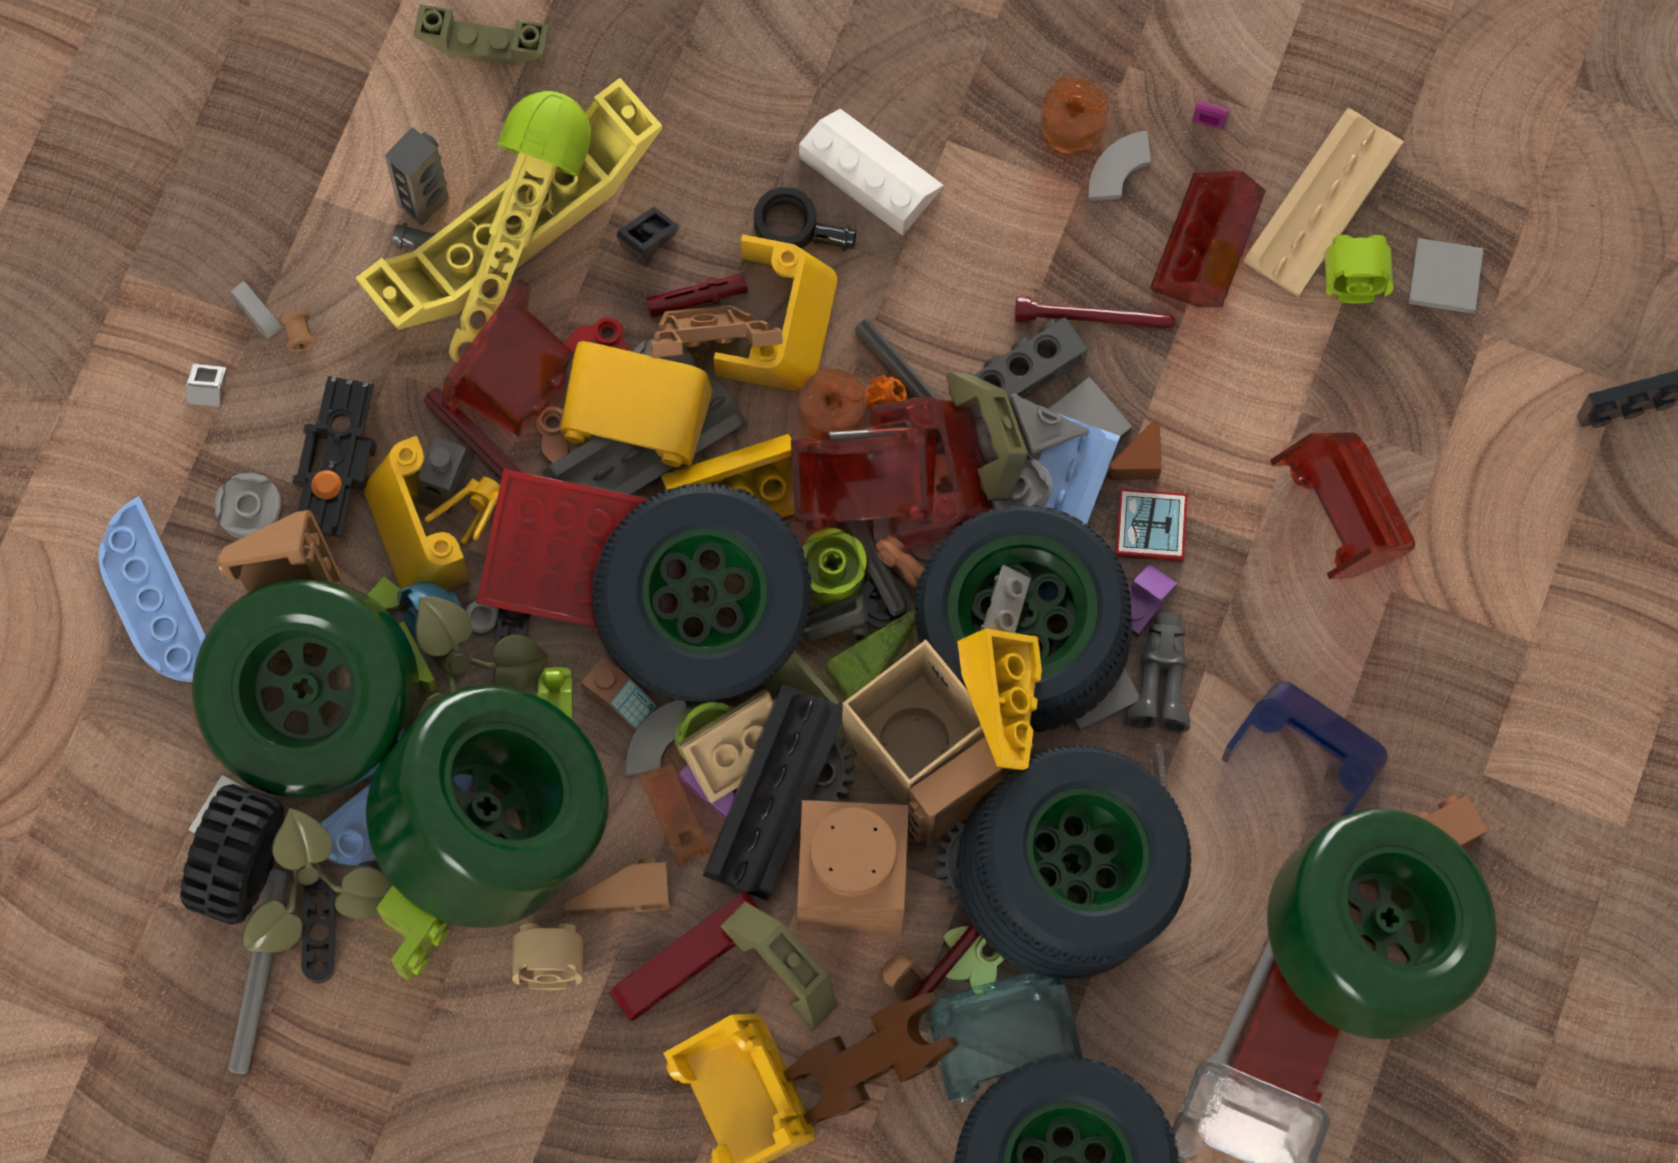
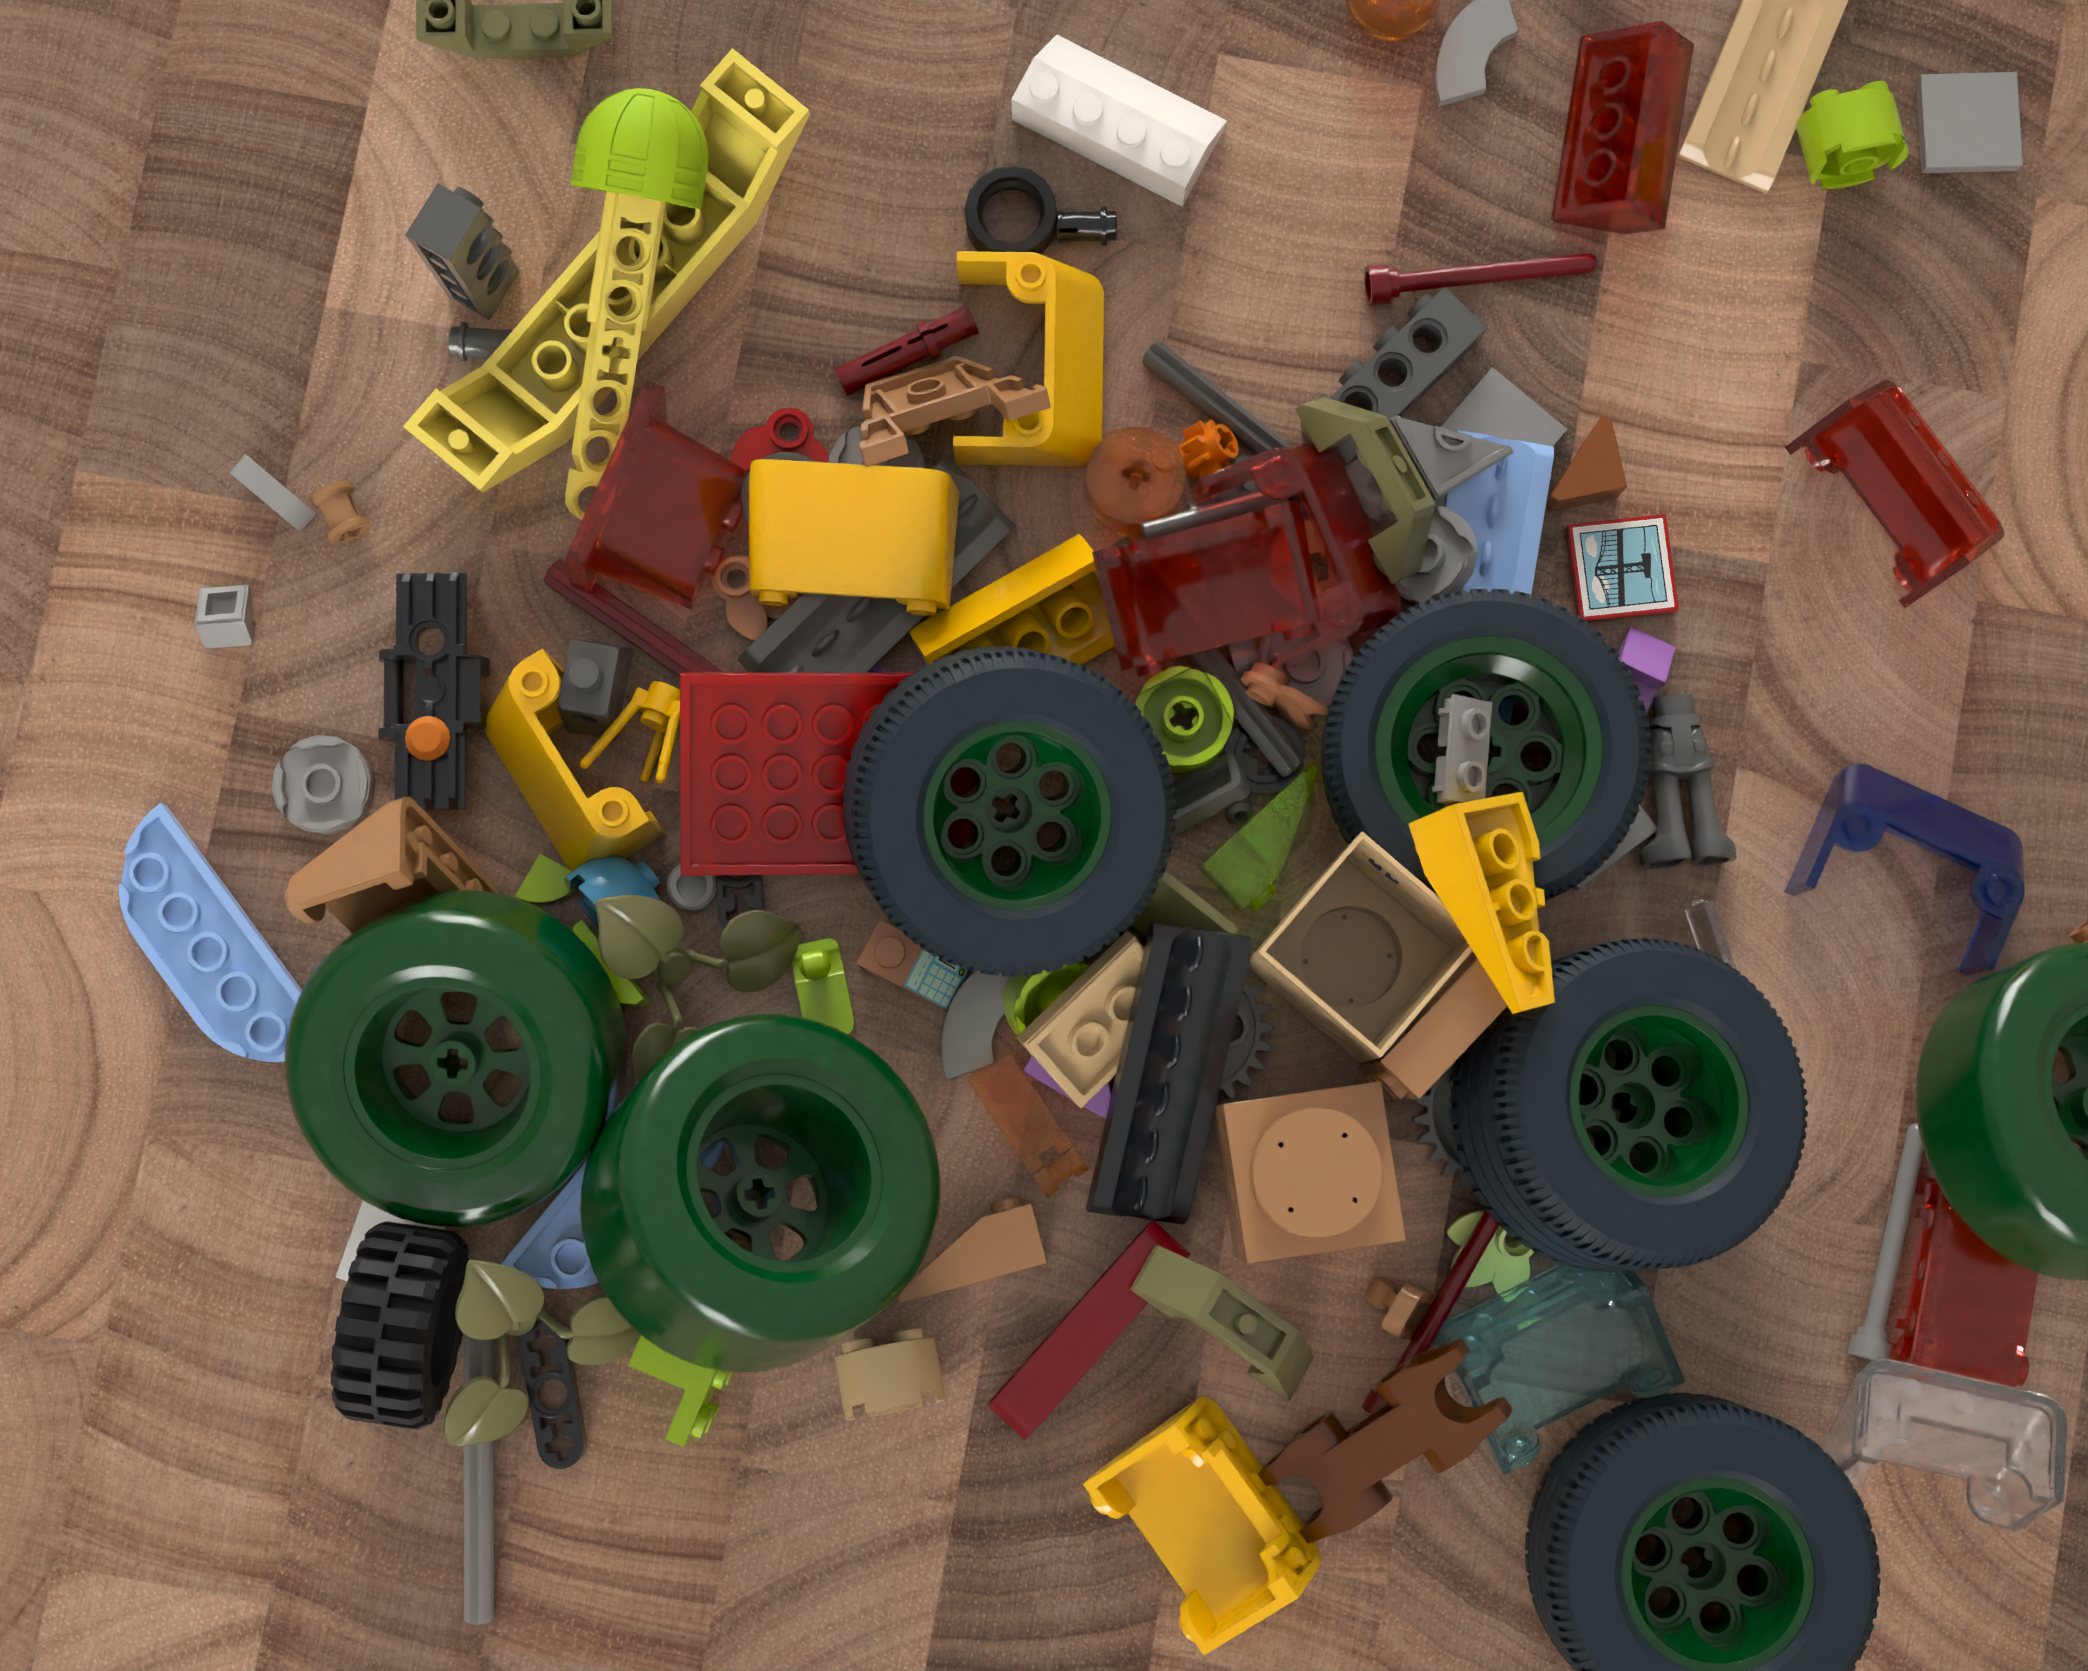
camera: 10 degrees left, 10 degrees up
(646, 234) = (816, 274): black slope -> none

